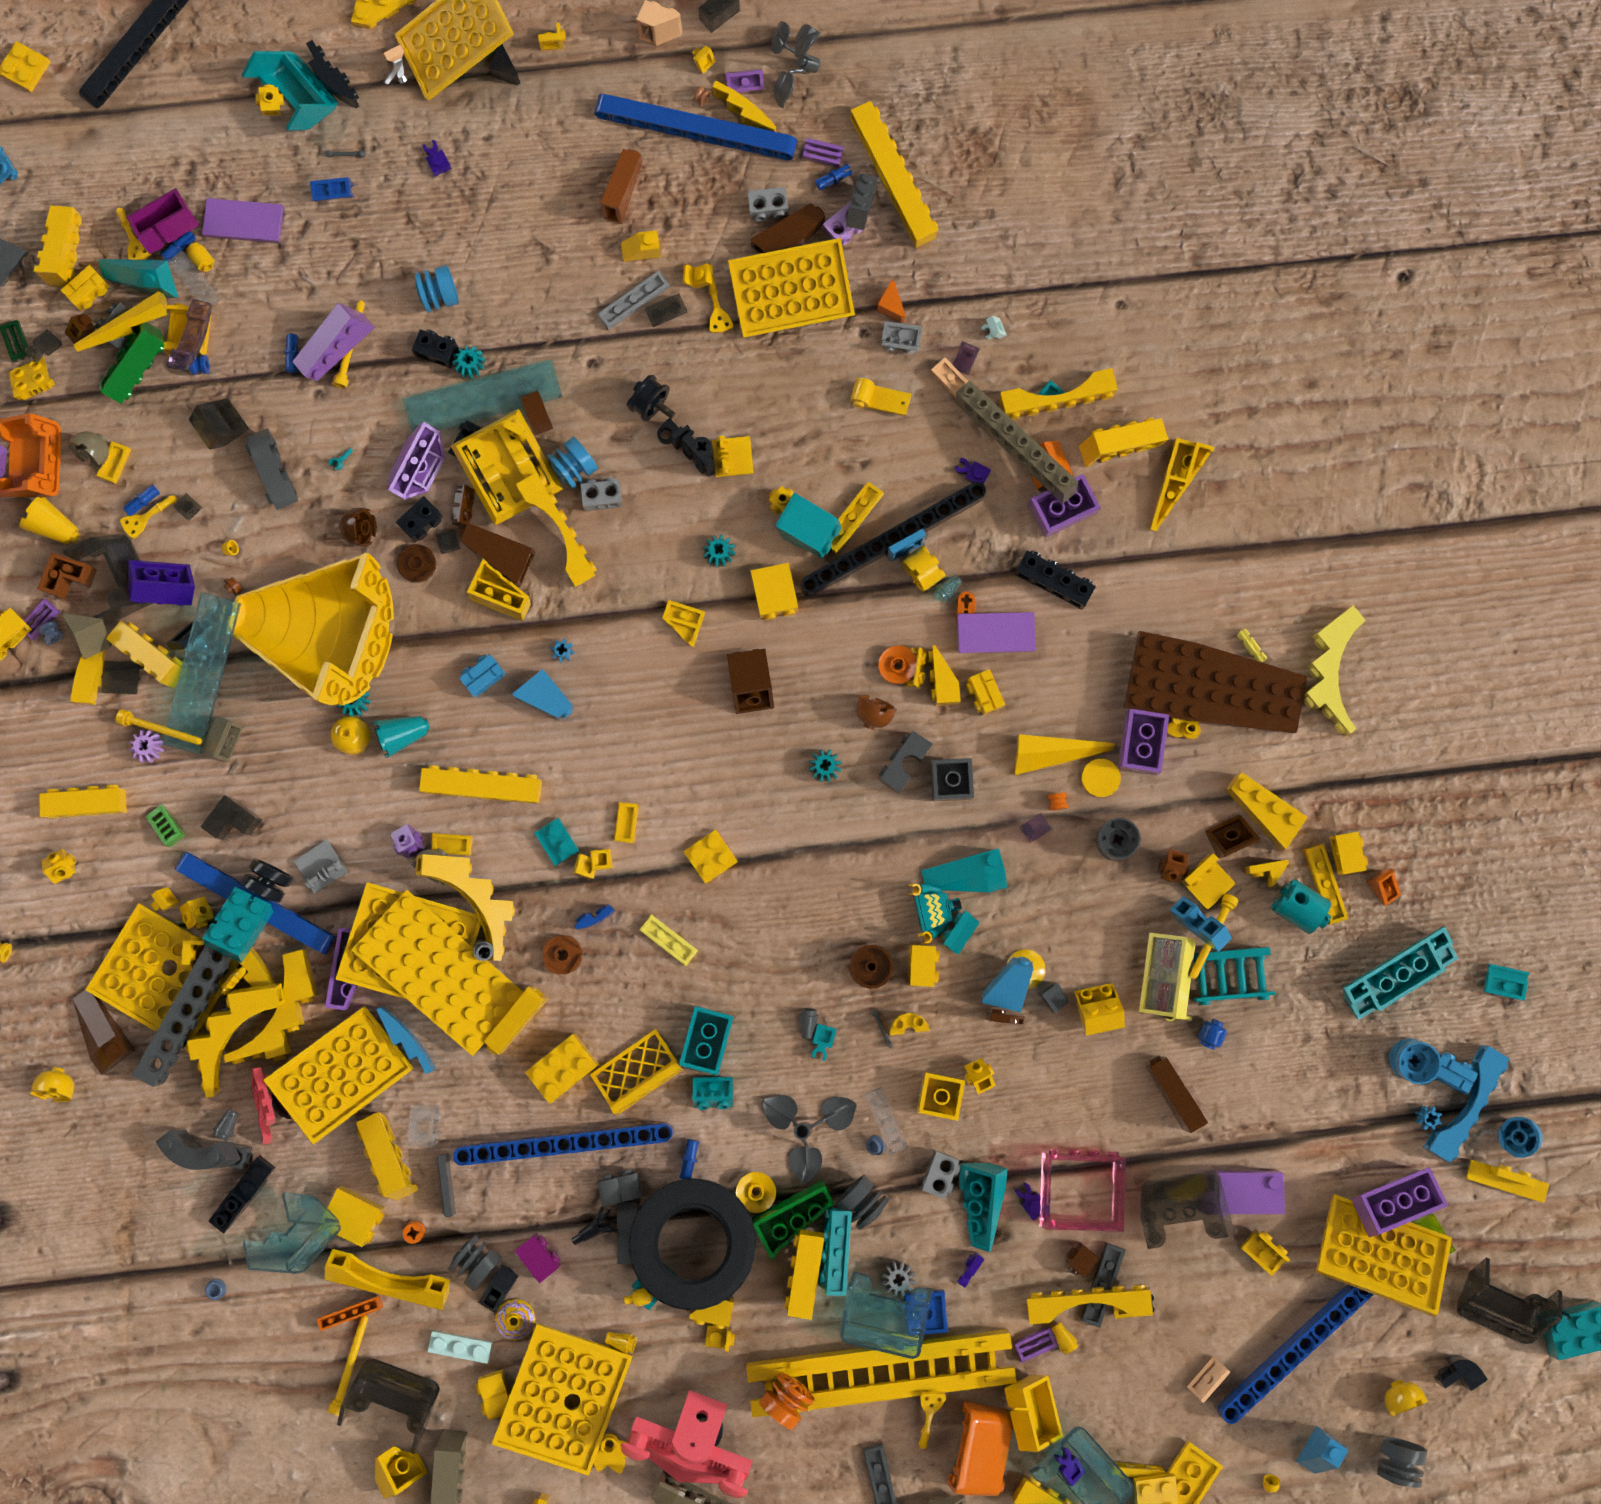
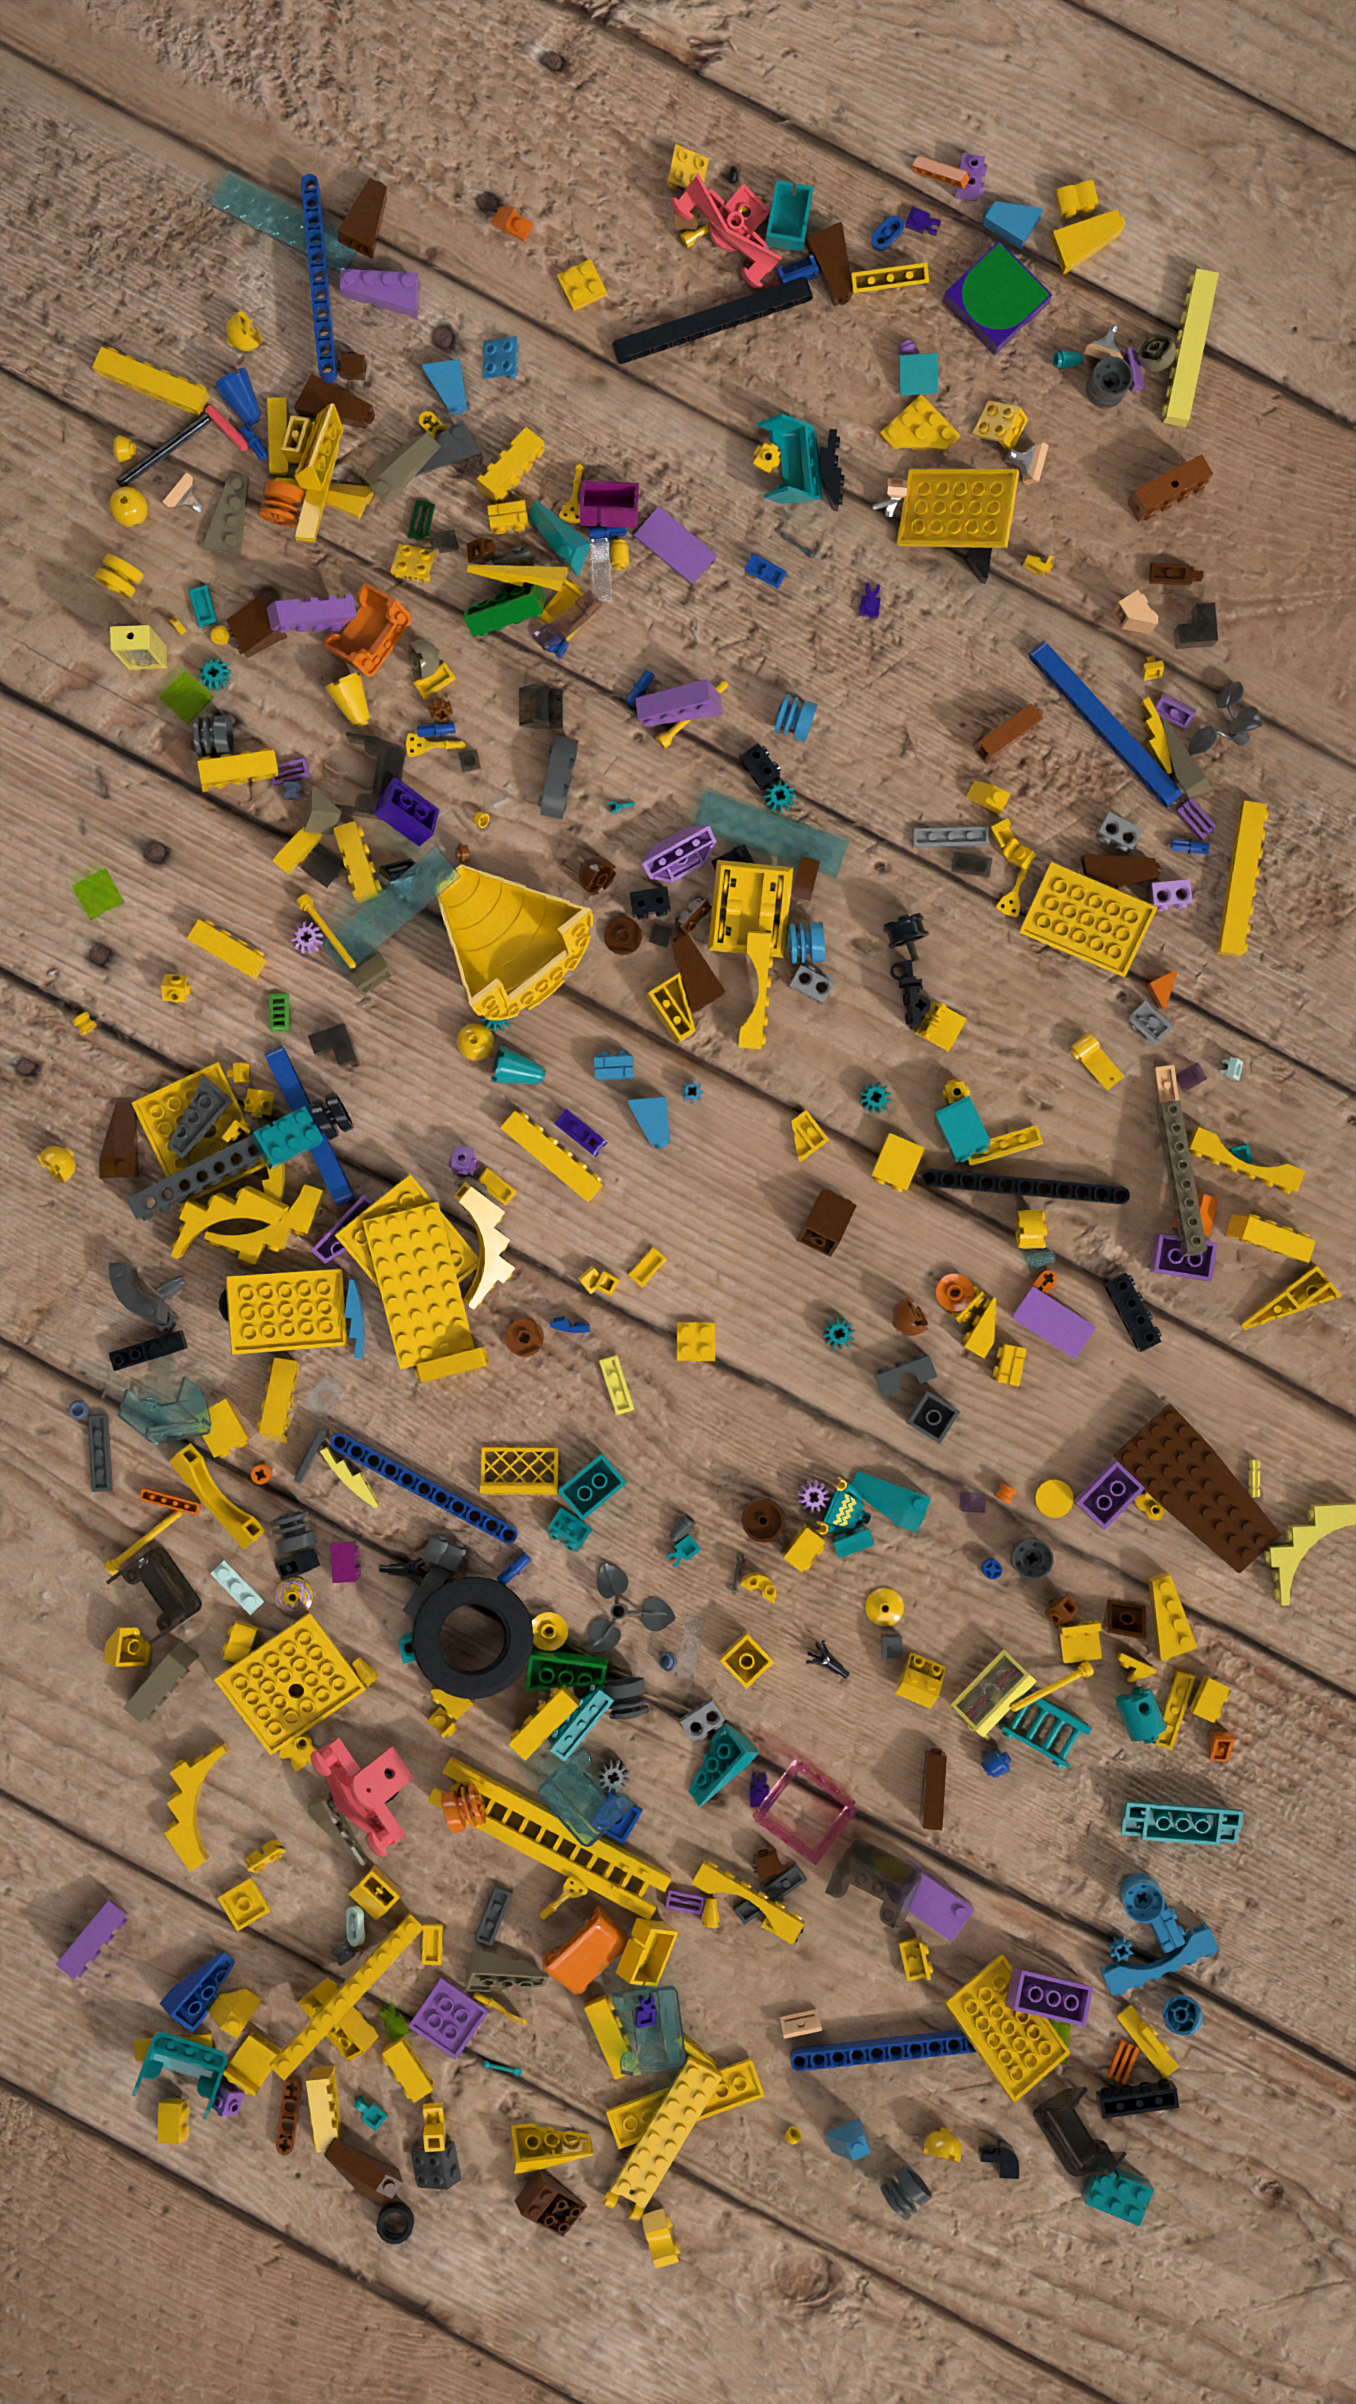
camera: 40 degrees right, 5 degrees up
(61, 573) = (333, 747): dark orange brick -> none
(138, 483) = (440, 709): none -> dark orange gear
(152, 961) = (203, 1111): none -> dark grey wing
(233, 979) = (252, 1177): yellow gear -> none
(259, 1314) = (100, 1452): none -> dark grey tile
(263, 1103) = (213, 1292): coral wing -> none
(320, 866) = (380, 1132): light grey hinge -> none
(485, 953) = (465, 1291): dark grey cone -> none
(491, 749) = (580, 1132): none -> dark purple plate
(501, 1181) = (356, 1483): none -> light yellow slope
(515, 429) = (779, 888): yellow plate -> none
(556, 842) = (581, 1243): teal plate -> none
(562, 1068) = (463, 1428): yellow brick -> none
(639, 1297) = (403, 1649): yellow cylinder -> none
(672, 269) = (1001, 833): none -> yellow panel
(702, 96) = (1128, 701): nougat bush -> none
(791, 117) = (1186, 770): none -> dark tan wedge
(861, 201) = (1197, 887): dark grey arch -> none
(905, 912) = (820, 1494): none -> lavender gear
(906, 545) = (1030, 1200): dark azure tile -> none
(972, 1264) = (679, 1806): dark purple plate -> none
(975, 472) = (1131, 1178): dark purple plate -> none
(979, 1075) = (788, 1665): yellow brick -> none
(1001, 1016) = (838, 1632): reddish brown wing -> none
(1010, 985) = (862, 1612): dark azure slope -> none
(1010, 1048) = (828, 1661): none -> black piece
(1044, 752) = (1020, 1444): yellow wedge -> none
(1095, 872) = (993, 1571): none -> blue wheel
(1207, 929) = (1050, 1678): dark azure arch -> none
(1506, 982) = (1262, 1888): teal plate -> none
(1511, 1227) = (1117, 2077): none -> orange tile
(1535, 1236) = (1137, 2099): none -> black brick

